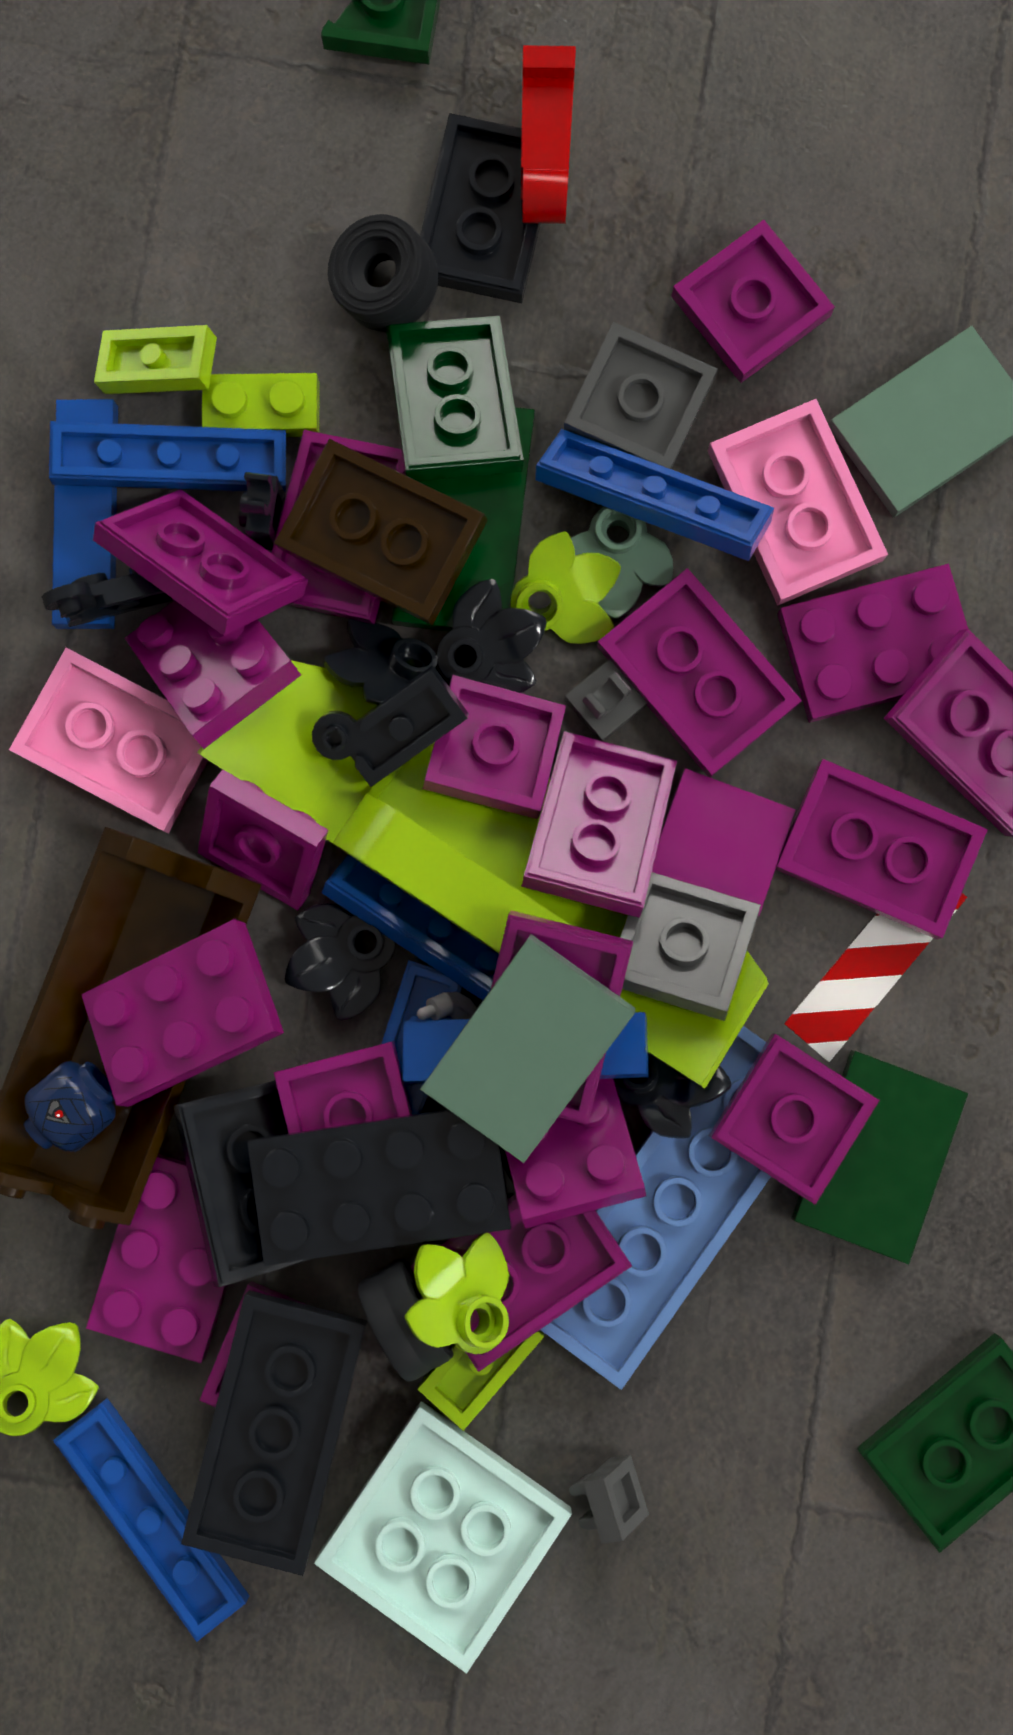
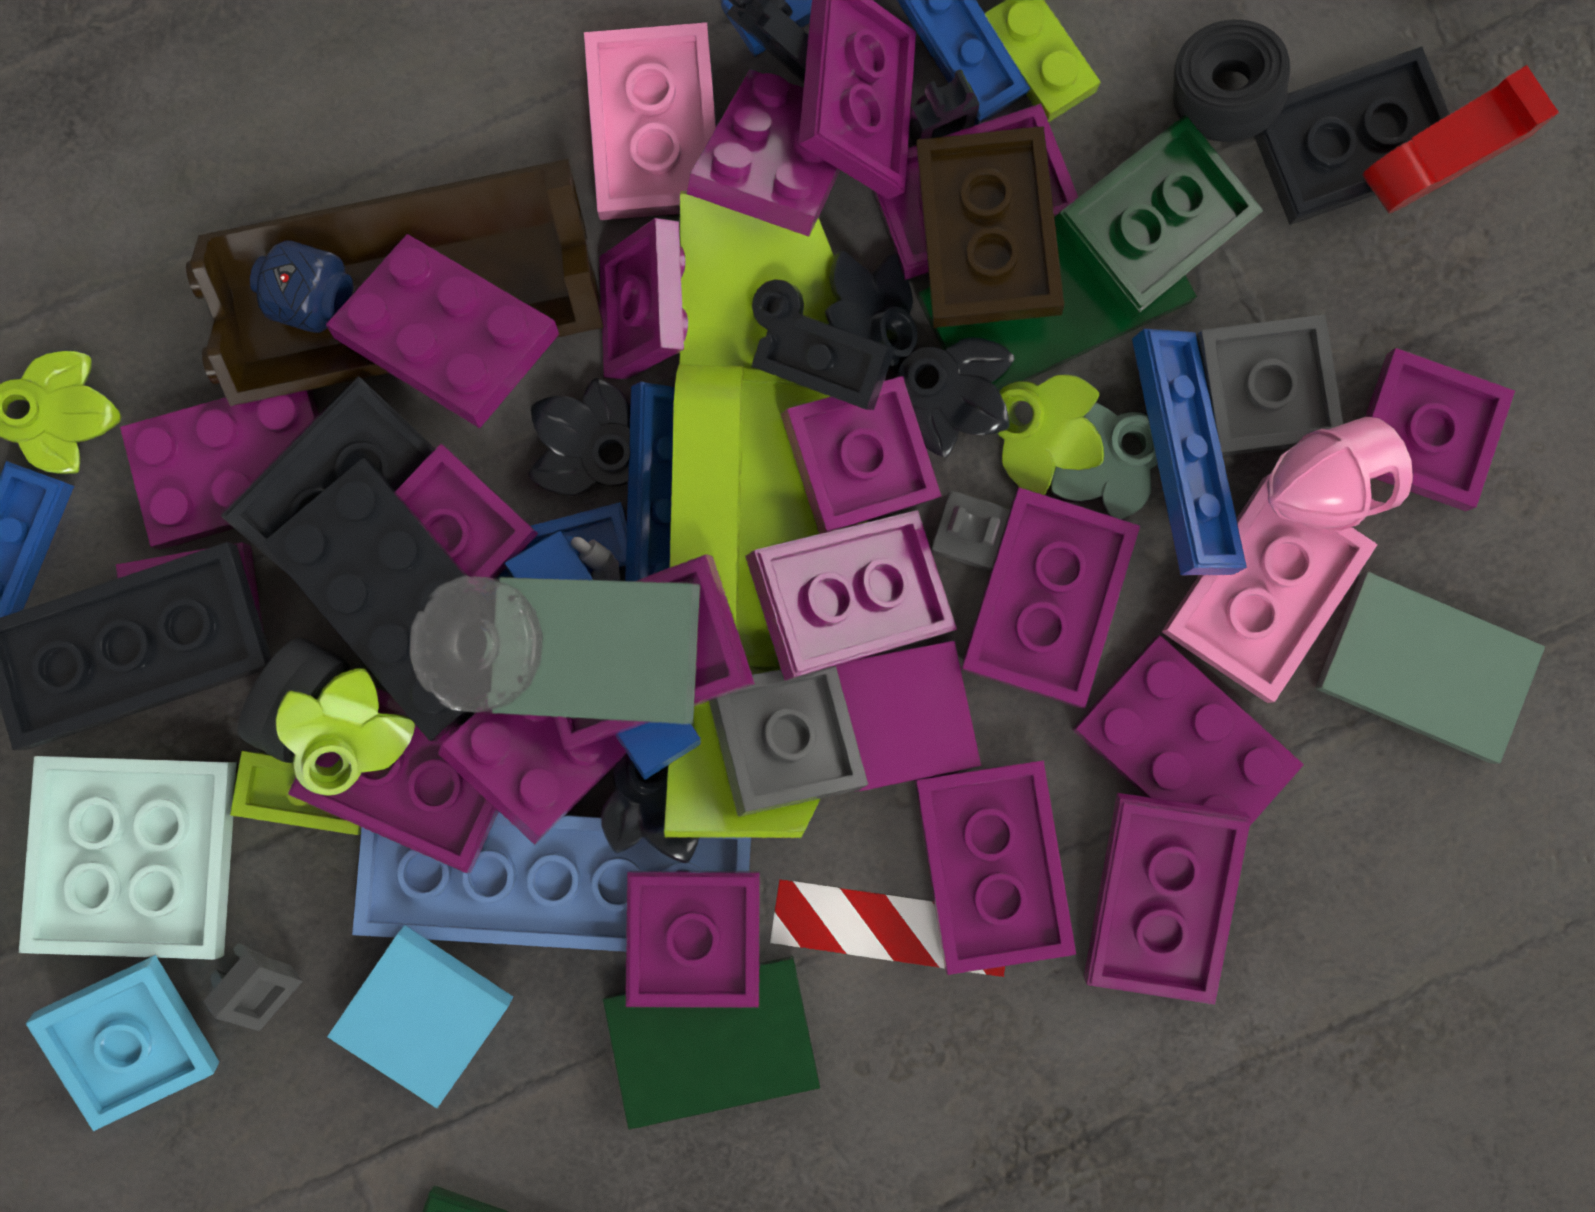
camera: 50 degrees right, 0 degrees up
(462, 1141) = (476, 644): none -> clear tile
(592, 1631) = (123, 1043): none -> medium azure tile
(719, 1375) = (420, 1016): none -> medium azure tile
(743, 397) = (1330, 471): none -> bright pink helmet

